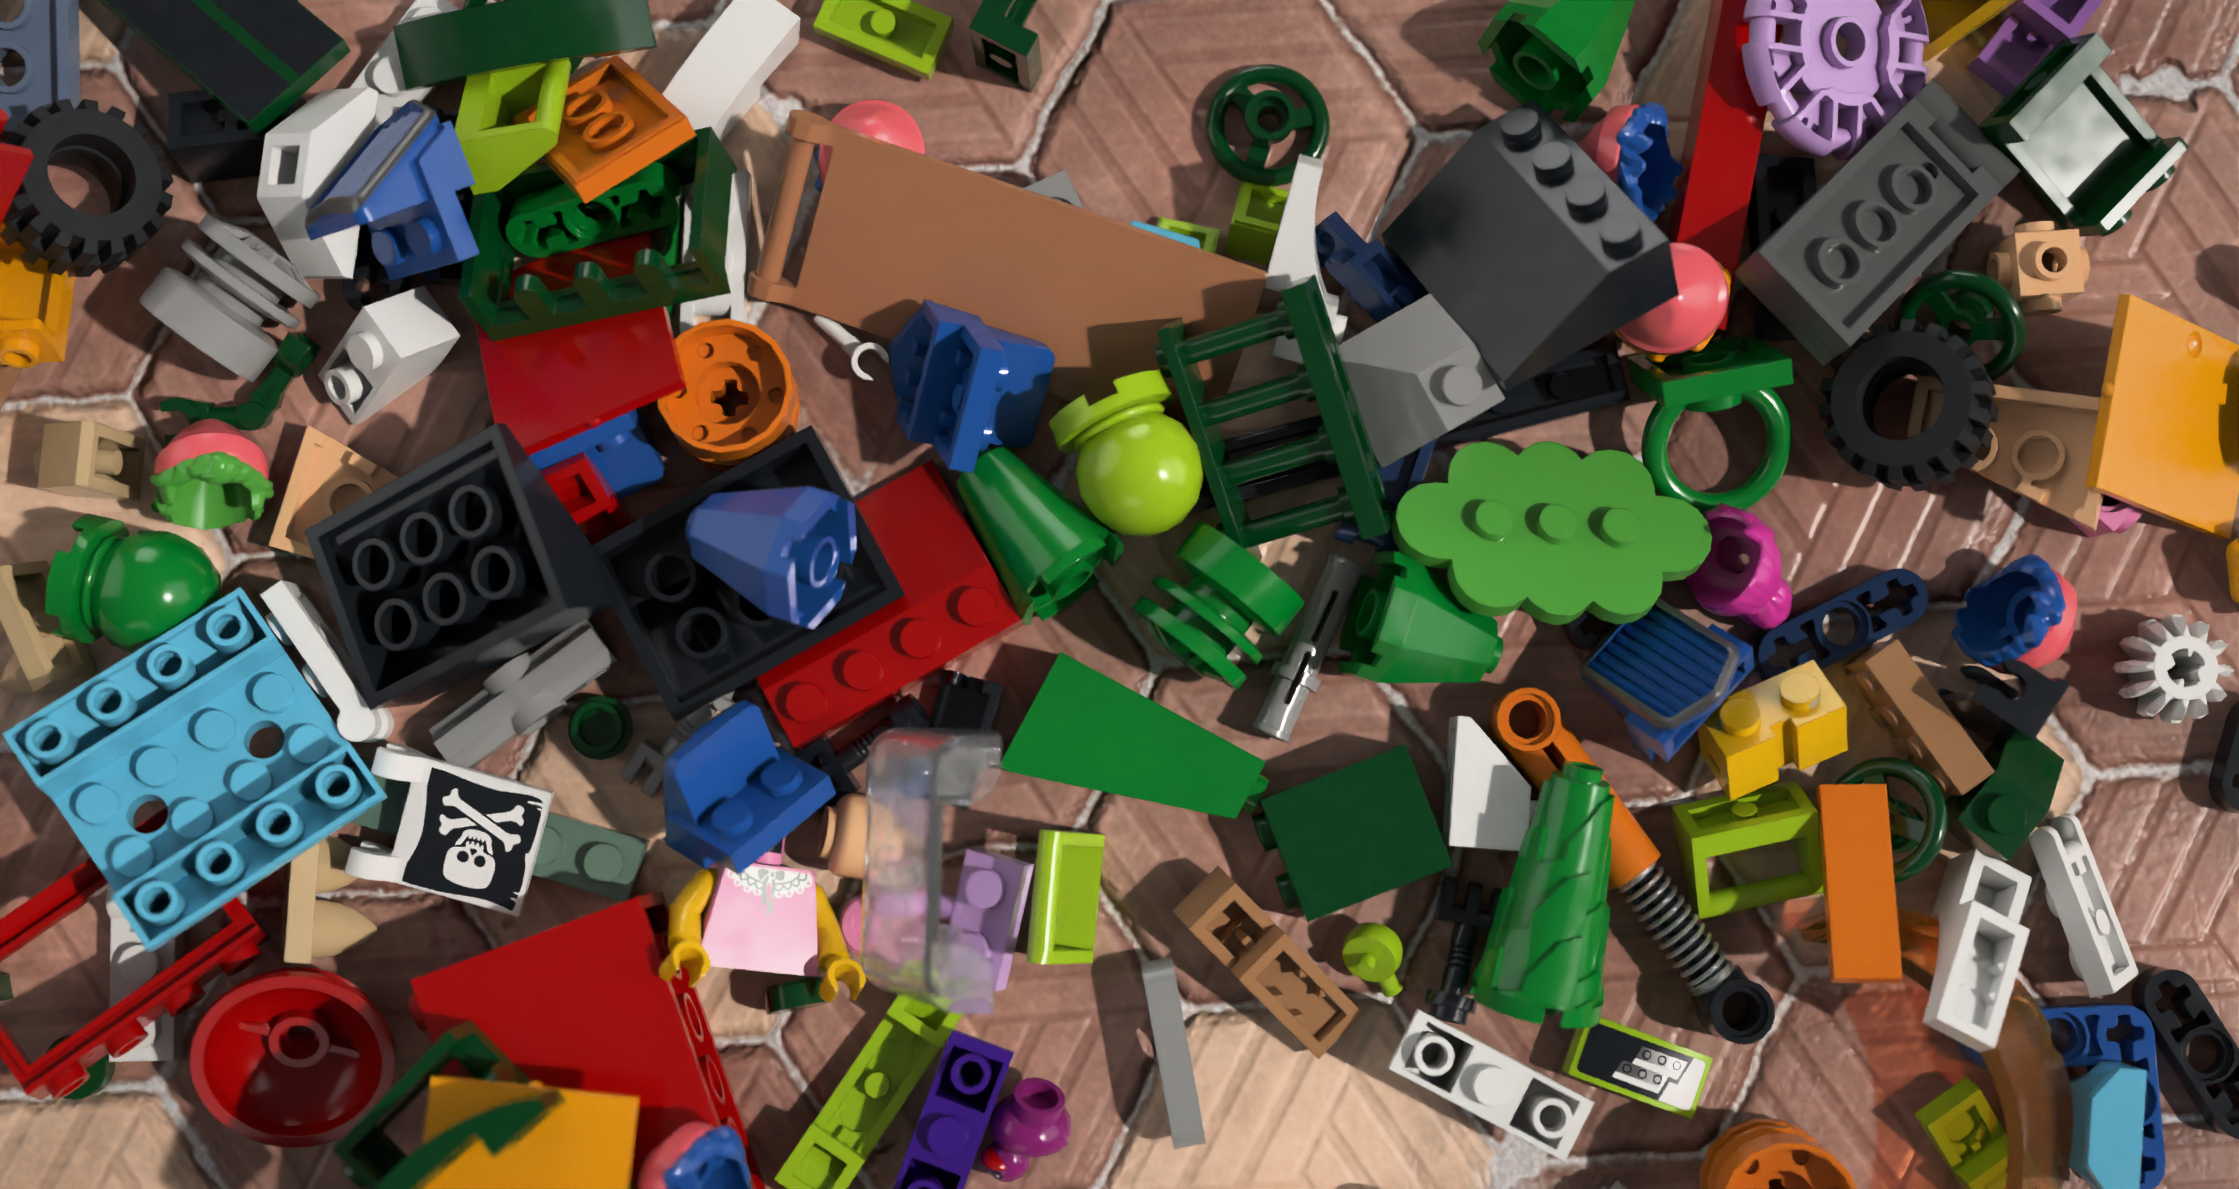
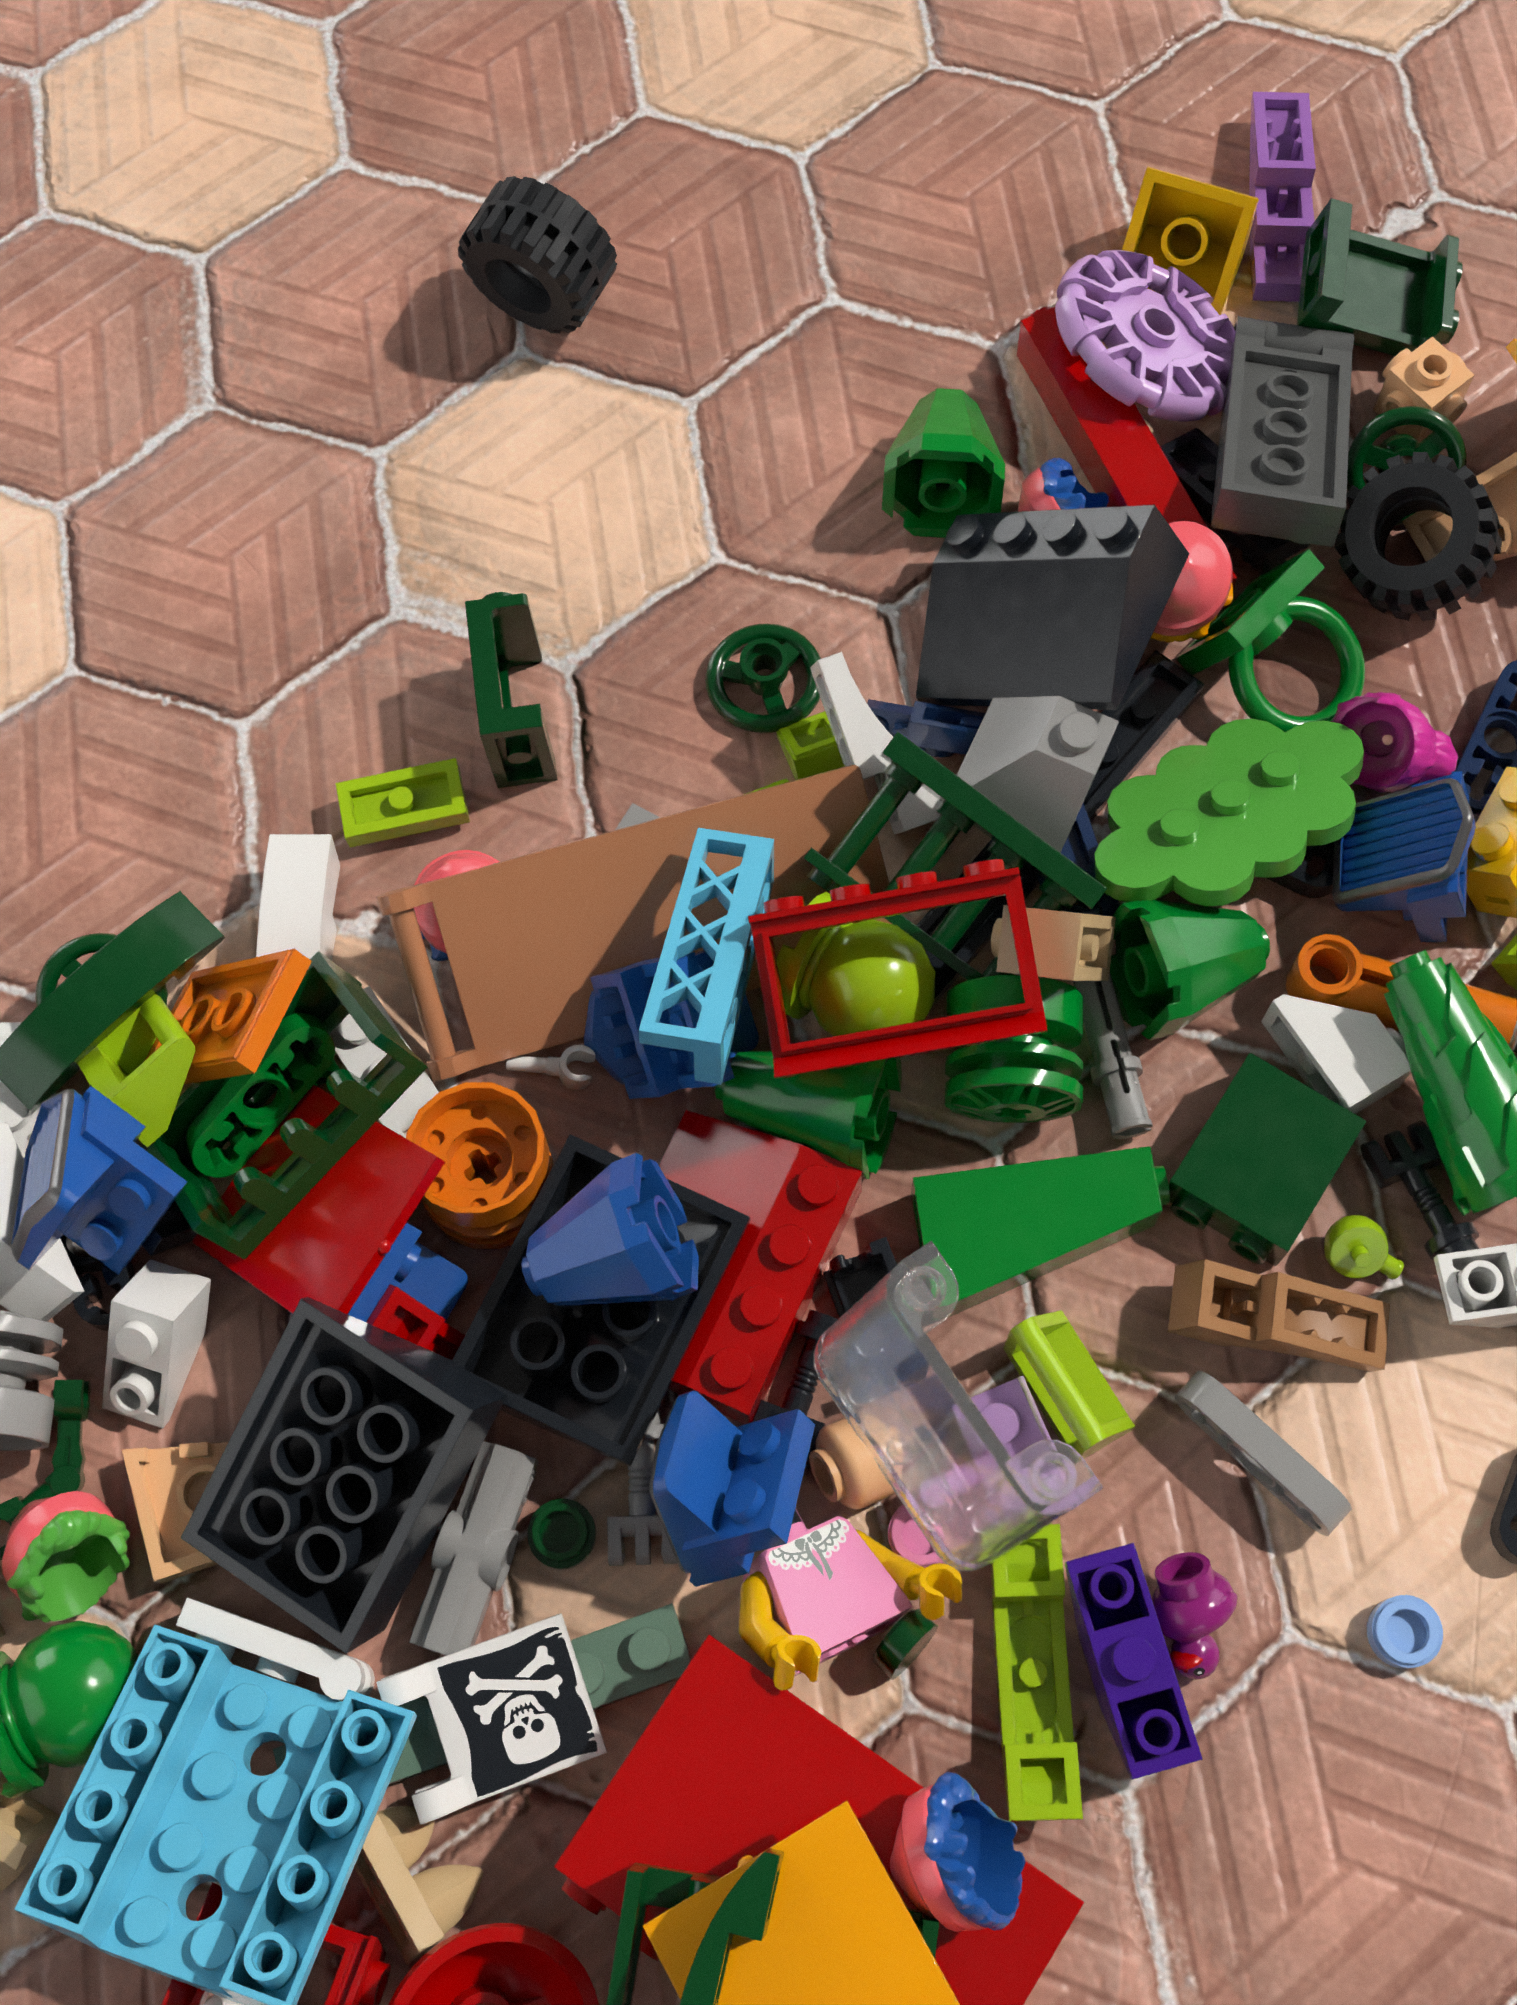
camera: 30 degrees left, 15 degrees down
(1030, 381) = (732, 958): none -> medium azure fence
(1206, 440) = (857, 904): none -> red window
(1308, 549) = (1063, 944): none -> tan slope

